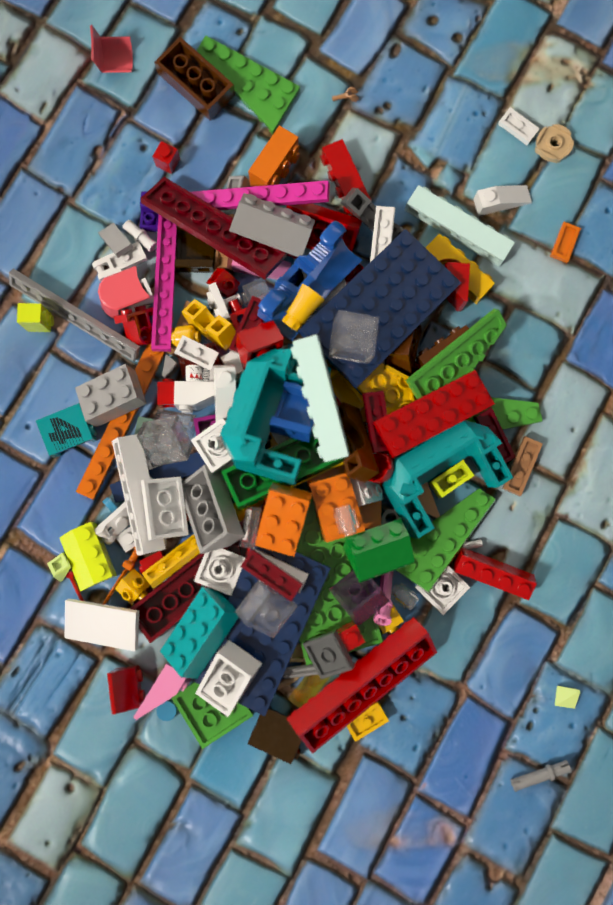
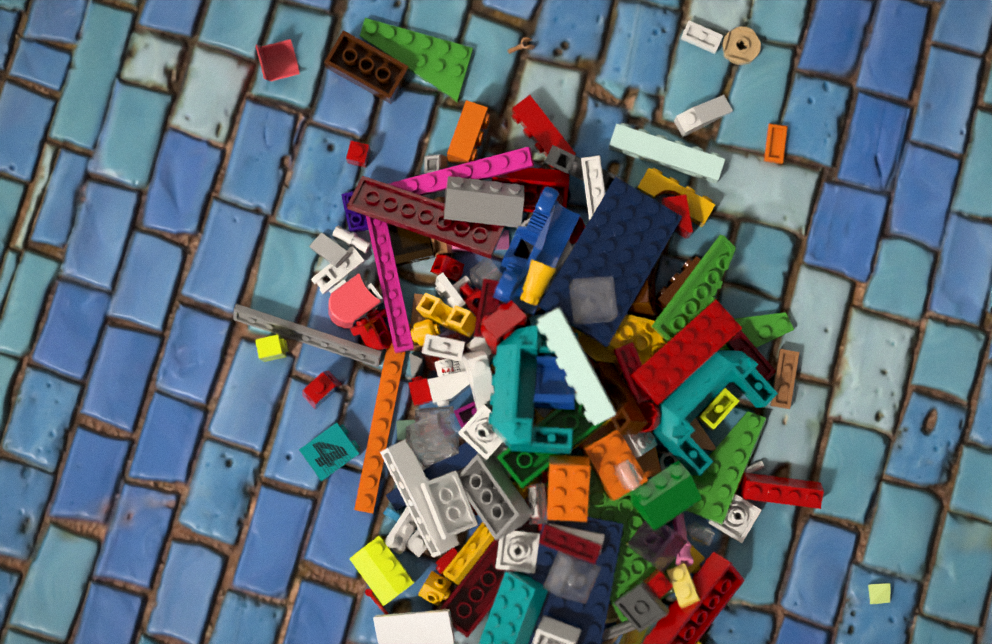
camera: 10 degrees left, 0 degrees up
(59, 567) = (357, 586): yellowish green slope -> none
(73, 368) = (321, 389): none -> red torso
(110, 395) = (366, 407): light grey brick -> none
(128, 565) = (423, 569): orange sword -> none
(375, 644) = (683, 585): none -> light yellow plate

